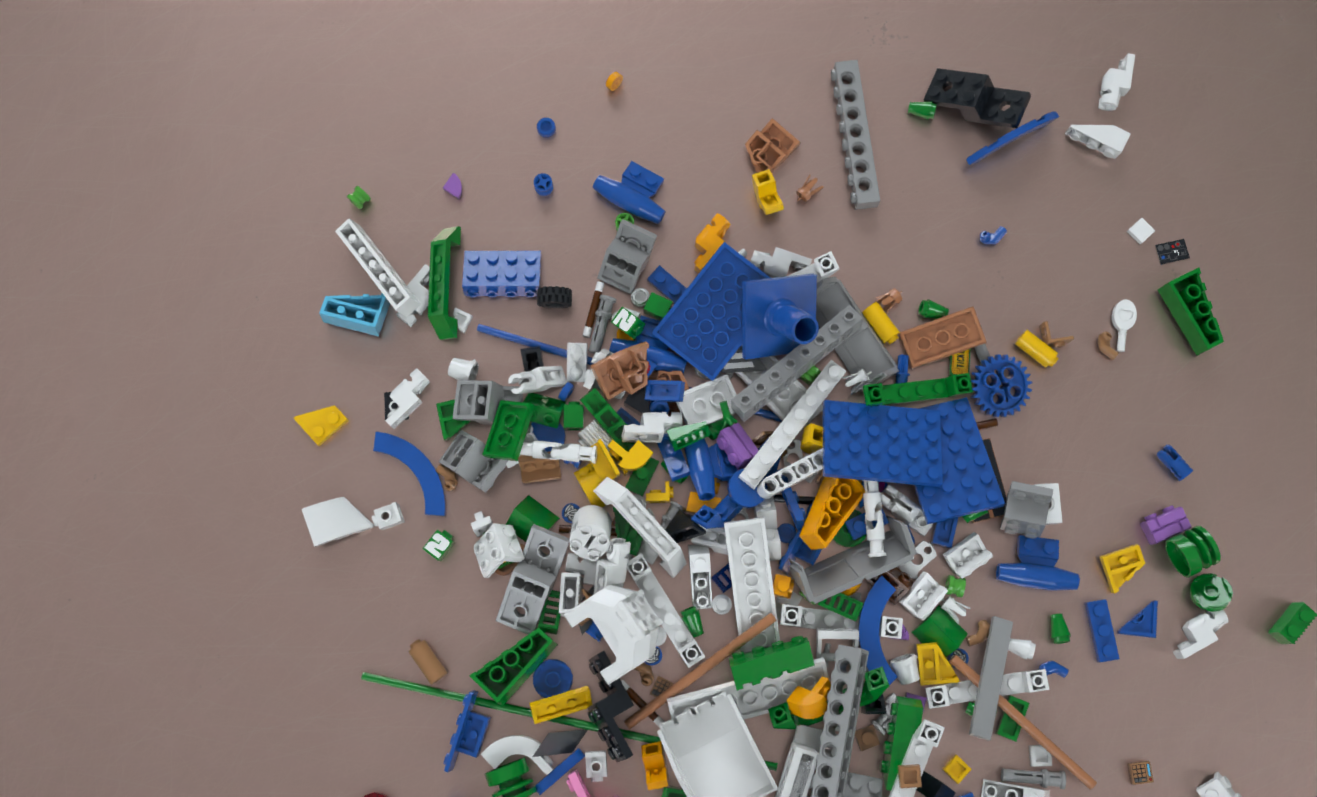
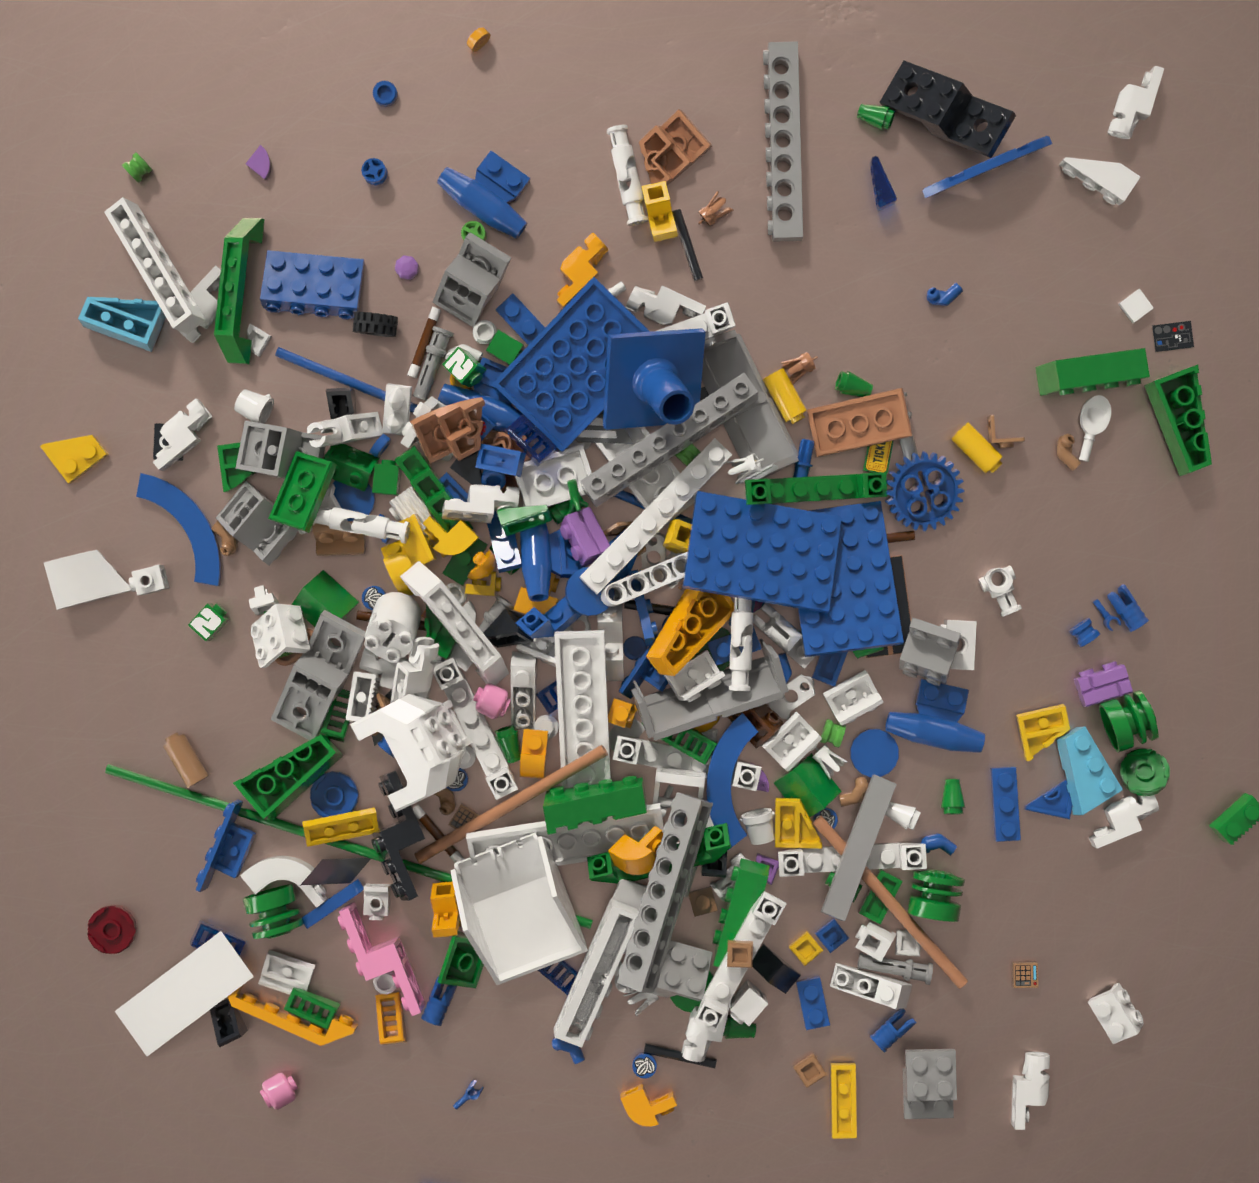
camera: 10 degrees right, 10 degrees up
(574, 254) = (407, 267): none -> medium lavender tile
(660, 476) = (484, 567): none -> light orange arm
(675, 586) = (491, 701): none -> bright pink head
(697, 372) = (537, 433): none -> clear blue slope
(714, 627) = (533, 753): none -> light orange brick
(736, 162) = (626, 171): none -> white piece
(791, 219) = (687, 245): none -> black bar
(839, 550) = (695, 676): none -> white bracket
(936, 163) = (882, 188): none -> clear blue slope
(976, 755) = (832, 935): none -> blue tile
(990, 599) = (874, 752): none -> blue tile
(1017, 761) = (870, 946): none -> white brick
(1060, 711) = (936, 896): none -> green wheel
(1075, 458) = (1003, 592): none -> white connector
(1116, 282) = (1092, 371): none -> green wedge
(1143, 484) = (1084, 632): none -> blue wheel
(1159, 472) = (1105, 614): none -> blue hand
(1164, 595) = (1086, 771): none -> medium azure wedge

